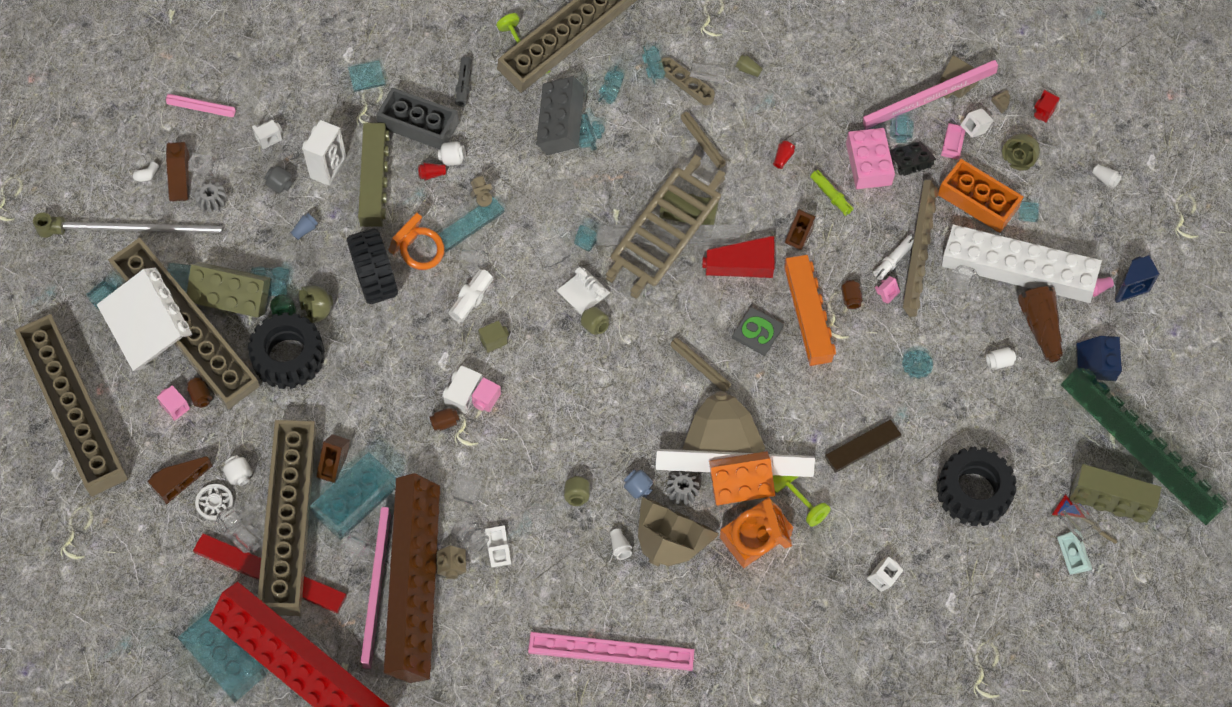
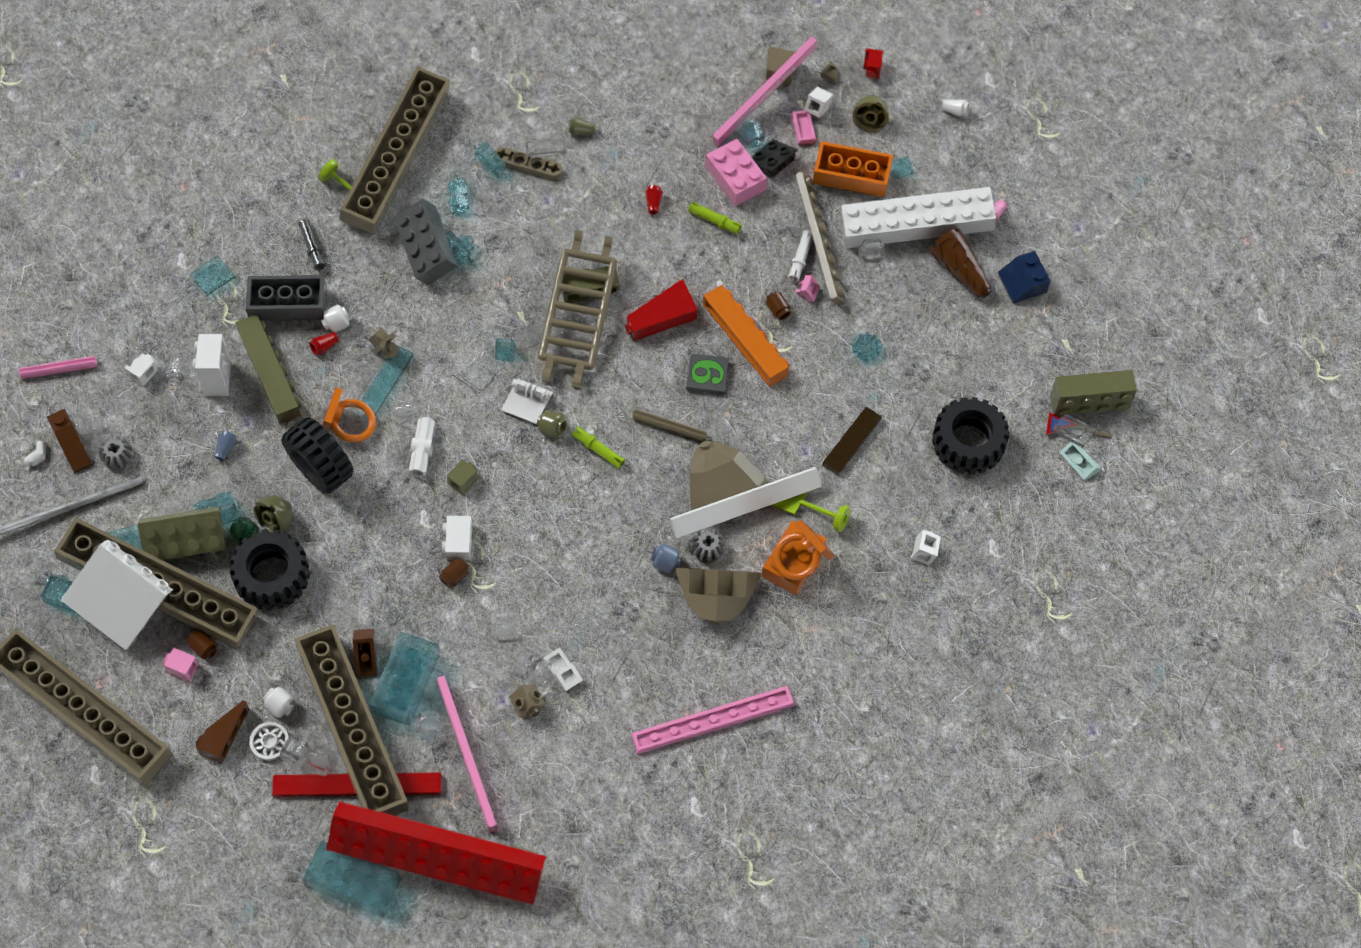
camera: 25 degrees left, 0 degrees up
(278, 179) = (176, 409): dark grey head -> none
(412, 579) = (500, 730): reddish brown brick -> none
(486, 395) = (483, 534): bright pink brick -> none
(576, 491) = (612, 588): olive head -> none
(620, 545) = (676, 621): white cone -> none
(622, 352) = (592, 443): none -> lime pin
(703, 140) = (571, 214): dark tan axle -> none
(742, 478) = (759, 513): orange brick -> none
(800, 229) = (703, 263): reddish brown slope -> none
(1000, 358) = (938, 311): white brick -> none
(1138, 278) = (1026, 191): dark blue slope -> none
(1145, 446) = (1099, 339): clear green brick -> none

